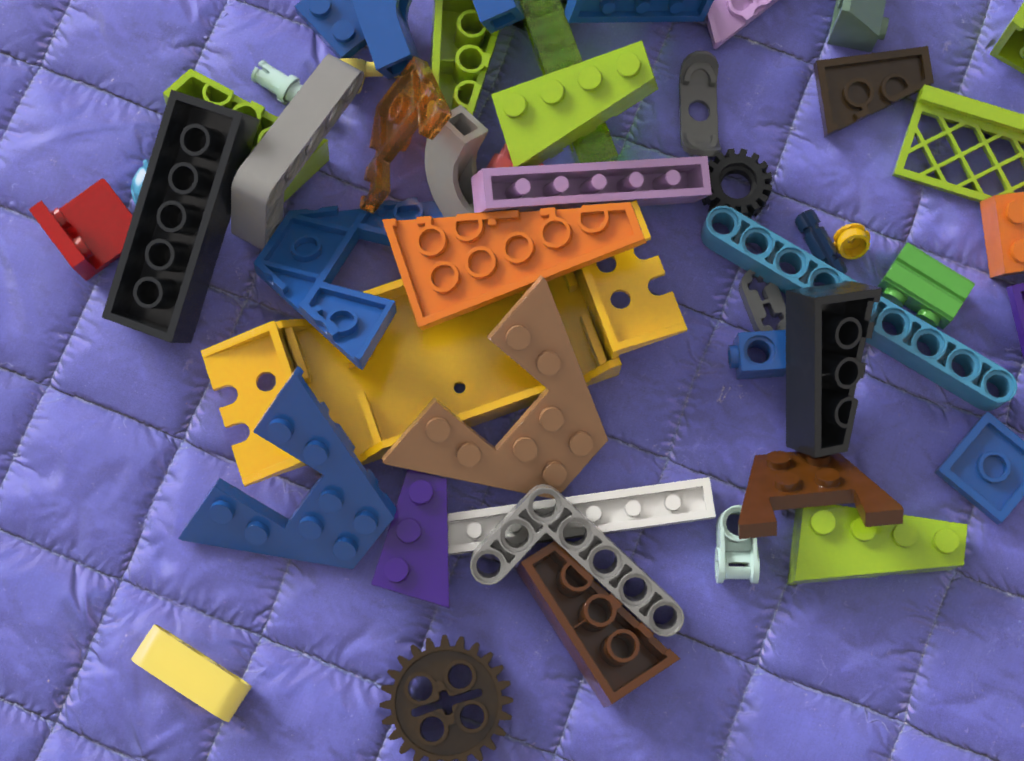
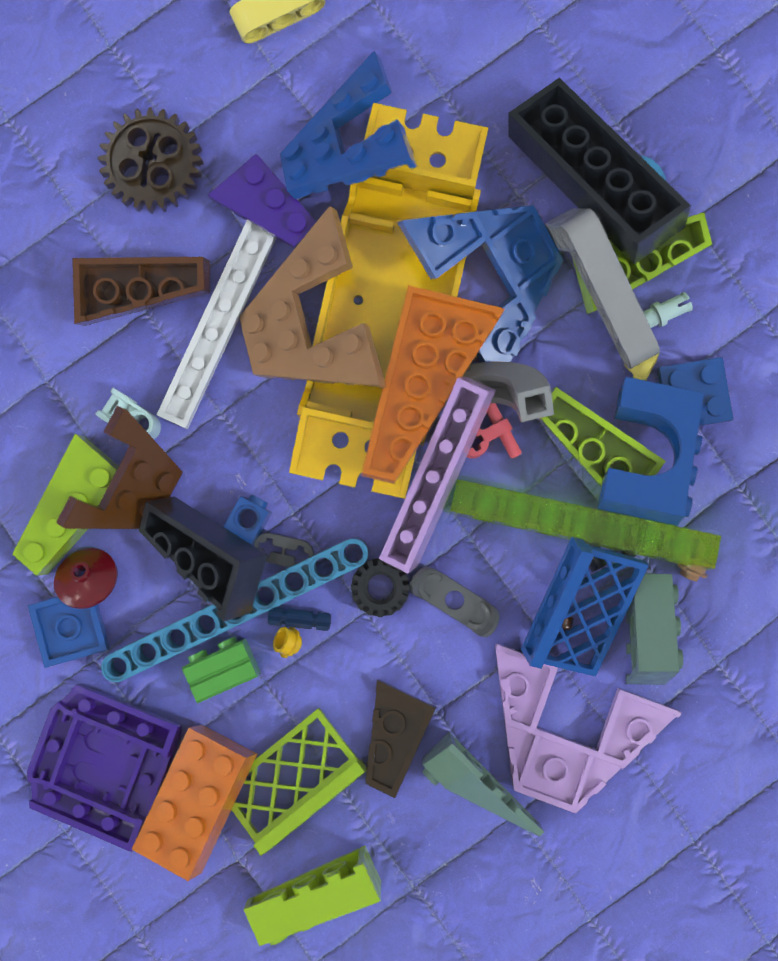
camera: 125 degrees right, 10 degrees up
(87, 228) = (638, 107): red bracket -> none
(409, 104) = (575, 375): clear orange wing -> none
(571, 102) = (505, 481): lime wedge -> none
(582, 551) = (189, 303): light grey beam -> none
(936, 462) = (91, 587): none -> dark red dish

